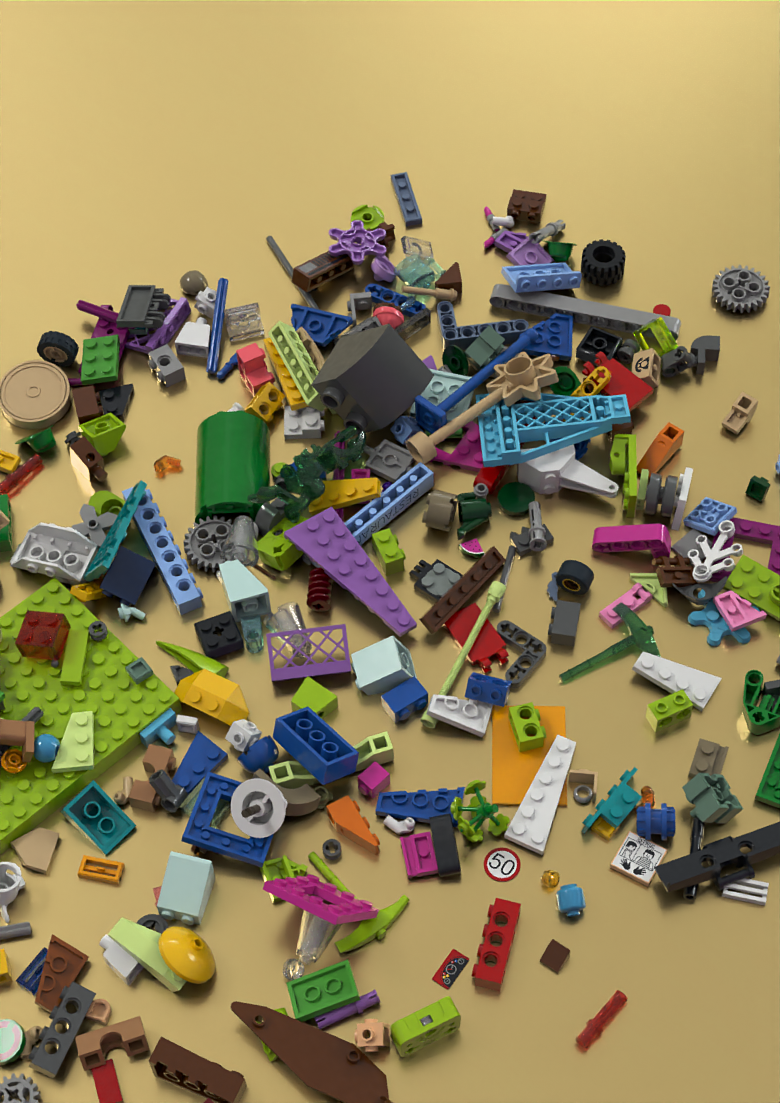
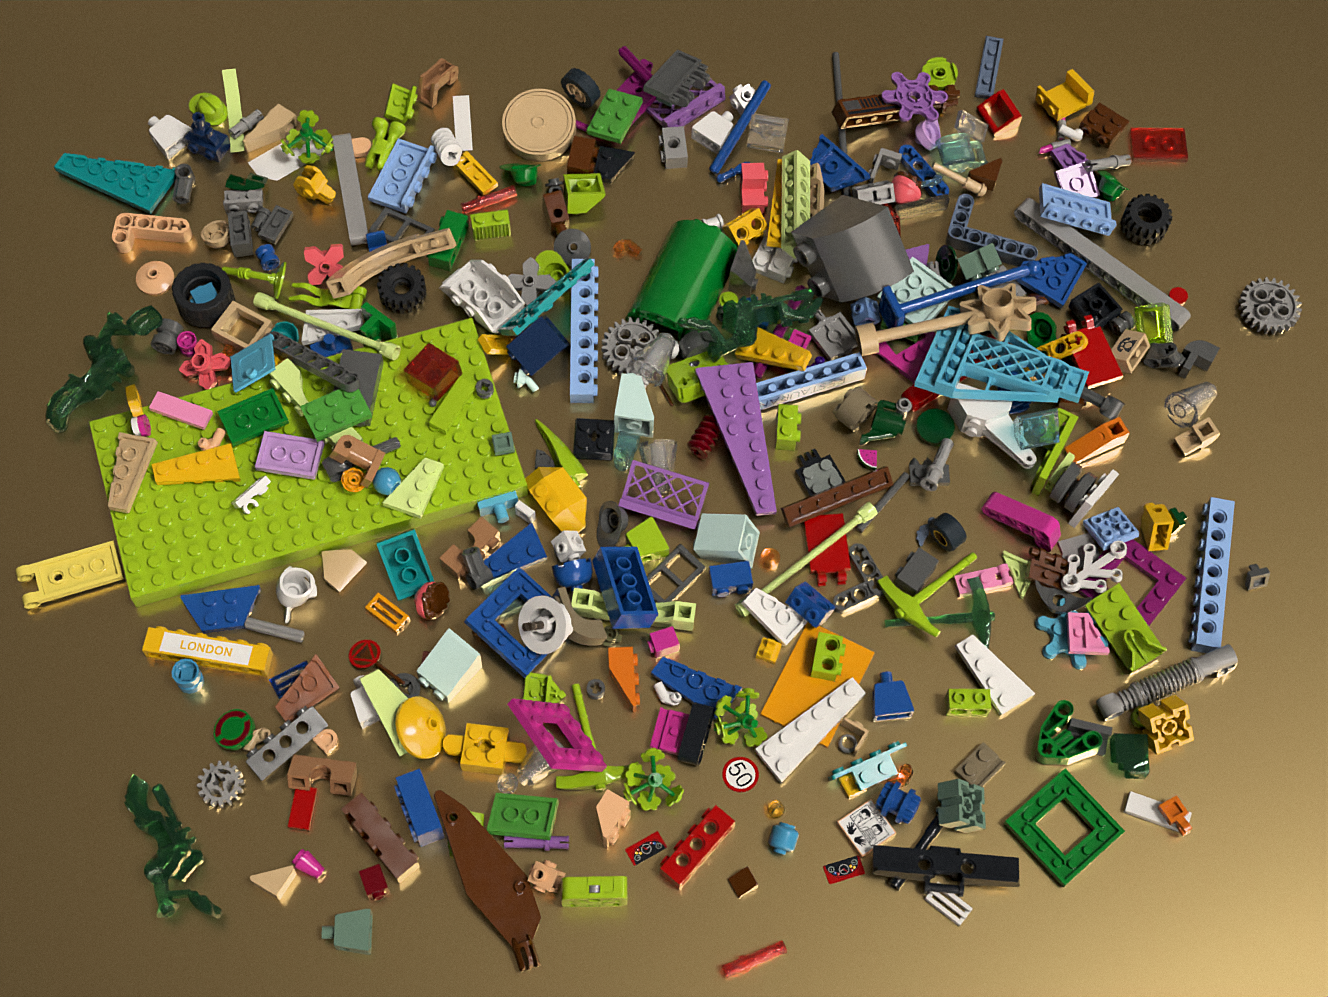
camera: 20 degrees right, 10 degrees up
(31, 494) = (490, 224): none -> lime brick
(100, 915) = (366, 654): none -> piece
(107, 480) = (572, 236): none -> dark grey dish
(122, 797) = (435, 554): tan arm -> none
(139, 838) = (432, 600): none -> reddish brown hair
(193, 282) = (740, 71): dark tan hair -> none
(222, 1028) = (418, 808): none -> blue brick
(256, 948) = (484, 749): none -> yellow brick
(272, 699) = (611, 523): none -> dark grey piece
(282, 440) = (742, 272): none -> flat silver slope
(363, 725) = (682, 585): none -> dark grey window
(406, 952) = (611, 814): none -> light nougat slope
(430, 901) = (660, 777): none -> lime plant
(431, 668) = (770, 559): none -> clear orange piece
(438, 223) = (1006, 107): none -> red tile
(471, 745) = (768, 650): none -> yellow tile
(484, 196) = (1066, 97): none -> yellow panel
(574, 653) = (908, 606): none -> lime piece
(580, 203) = (1158, 145): none -> clear red tile
(601, 739) = (890, 699): none -> blue torso
(607, 456) = (1037, 429): none -> clear light blue slope
(638, 904) = (844, 869): none -> sticker
(656, 417) = (1109, 406): none -> dark grey axle
(719, 390) = (1190, 403): none -> clear cone
(747, 497) = (1156, 526): none -> yellow torso

